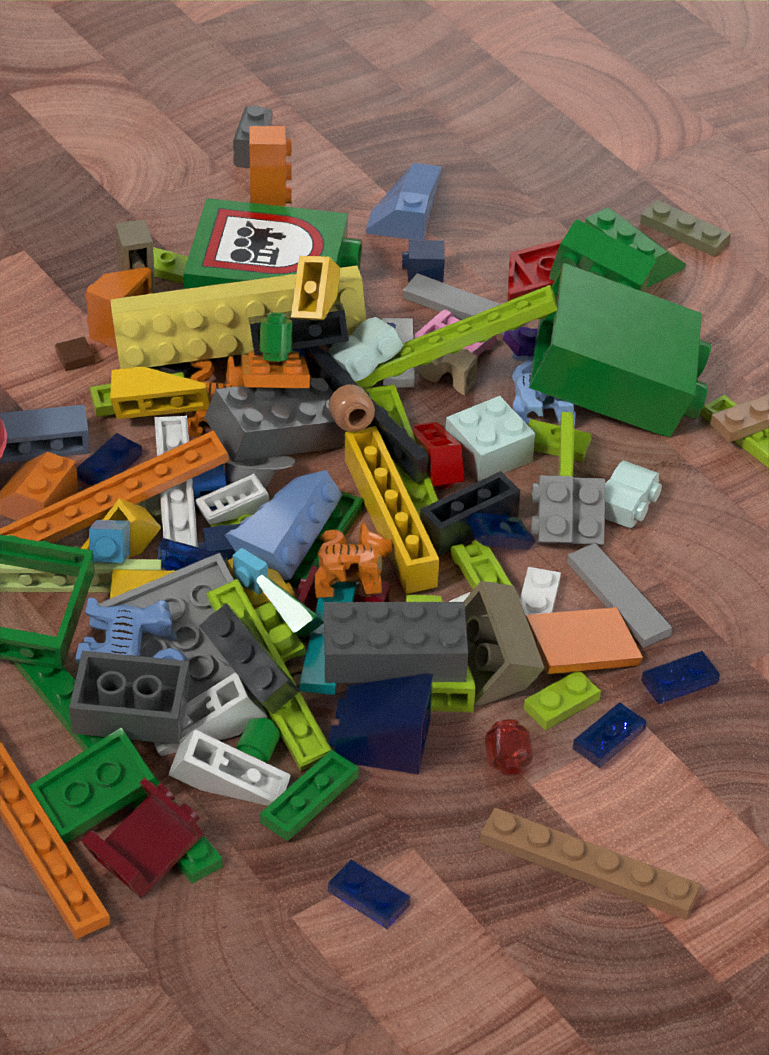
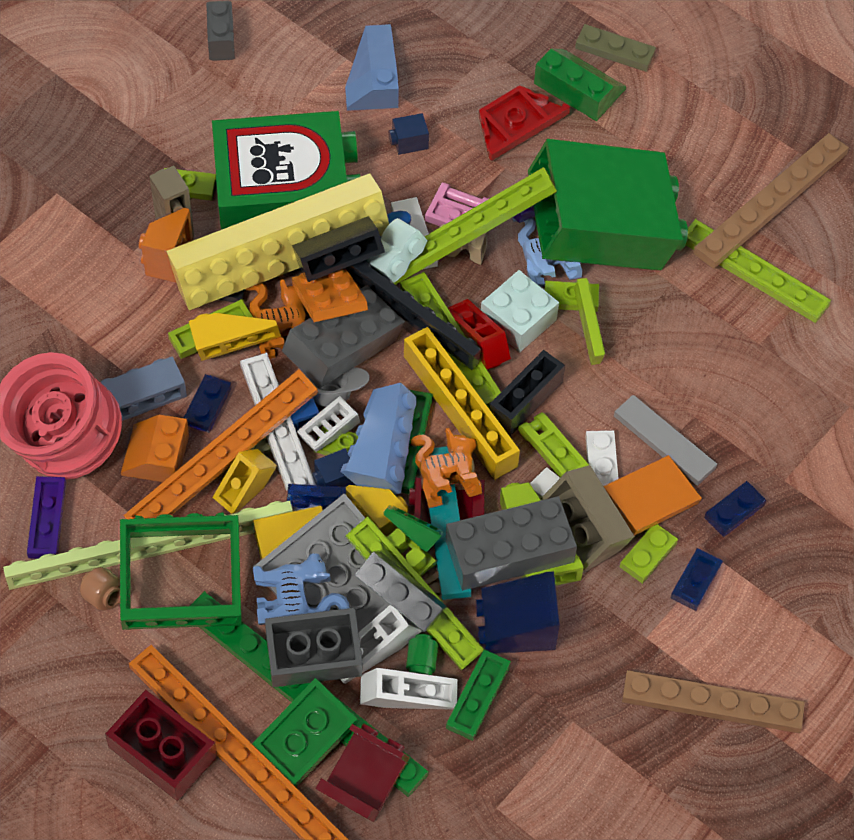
camera: 15 degrees left, 15 degrees up
(75, 353) = (140, 297): reddish brown tile -> none
(110, 541) = (244, 495): dark azure brick -> none
(248, 568) = (370, 500): medium azure plate -> none
(269, 165) = (260, 82): orange brick -> none
(276, 337) = (326, 267): green brick -> none
(315, 287) = (348, 216): yellow slope -> none
(351, 408) = (406, 318): nougat head -> none
(369, 894) = (551, 773): clear blue plate -> none
(443, 296) = (453, 171): light grey tile -> none
(500, 531) = (556, 404): clear blue plate -> none
(508, 747) = (622, 611): clear red head -> none
(569, 510) = (606, 371): light grey plate -> none
(604, 256) = (565, 116): green brick -> none
(630, 493) = (646, 340): light aqua brick -> none

